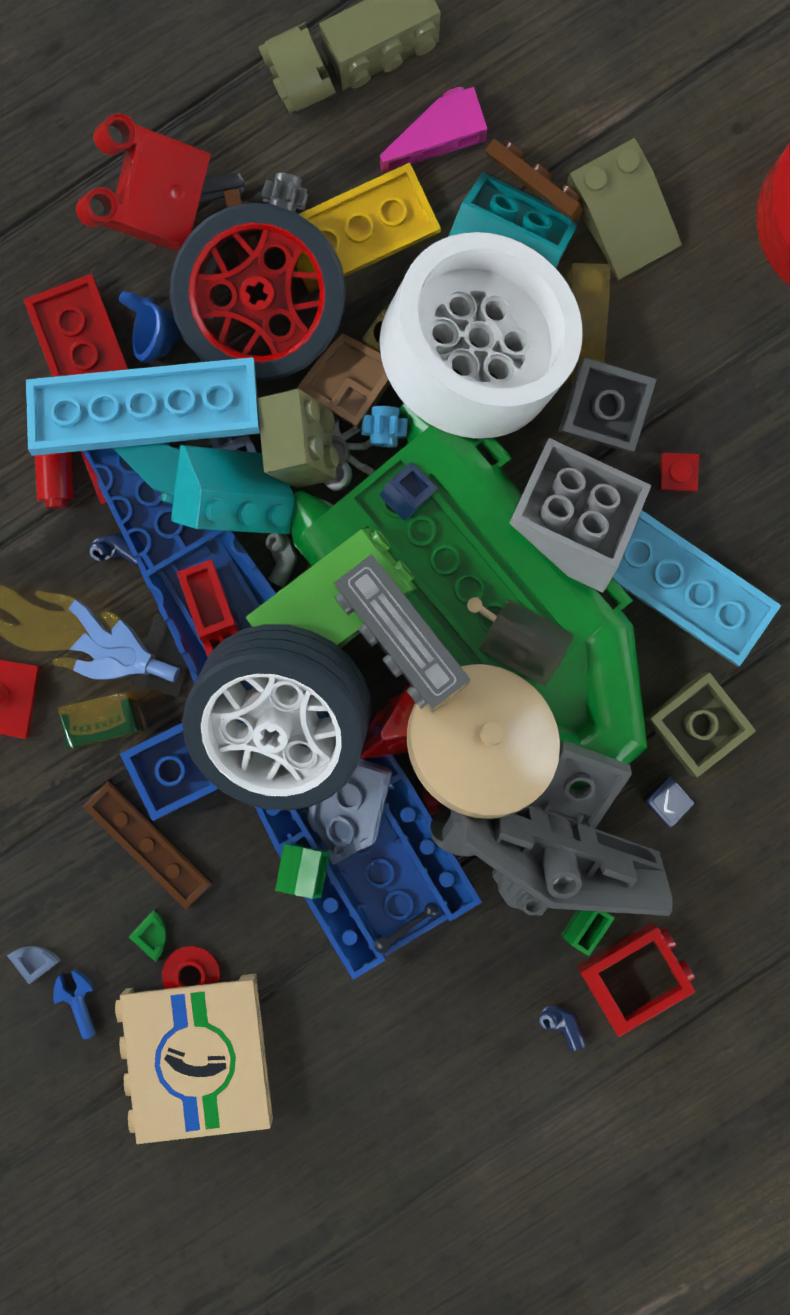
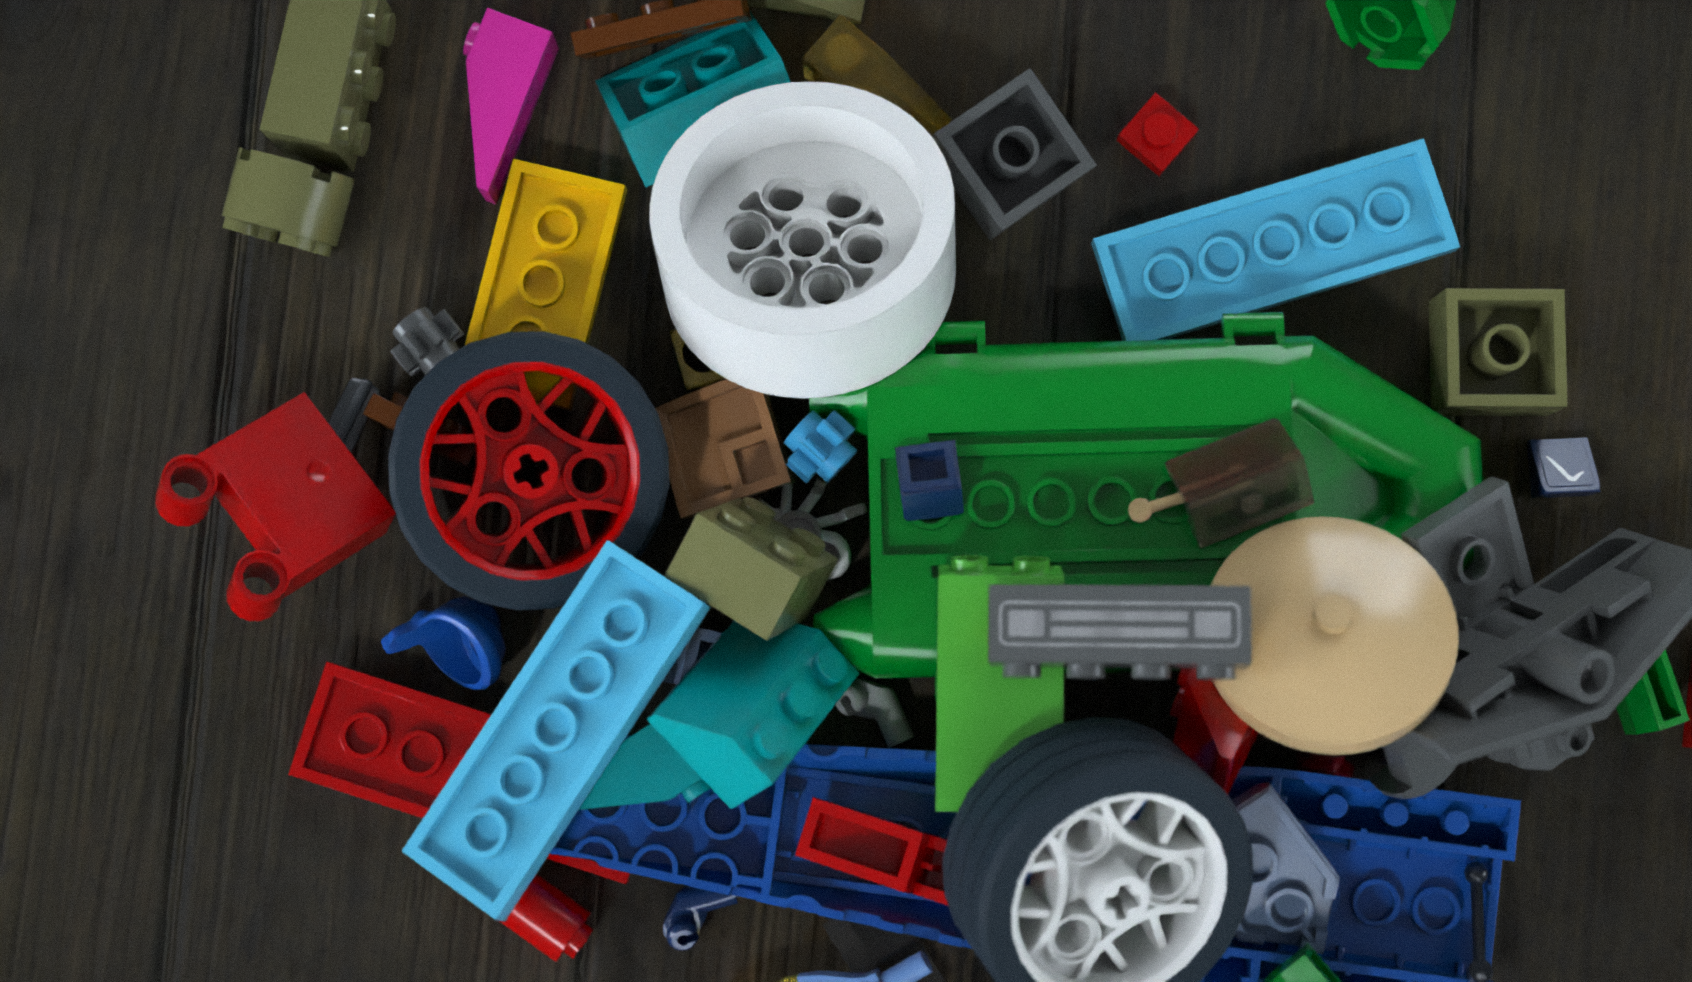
camera: 55 degrees left, 5 degrees down
(579, 513) = (1126, 290): light grey slope -> none

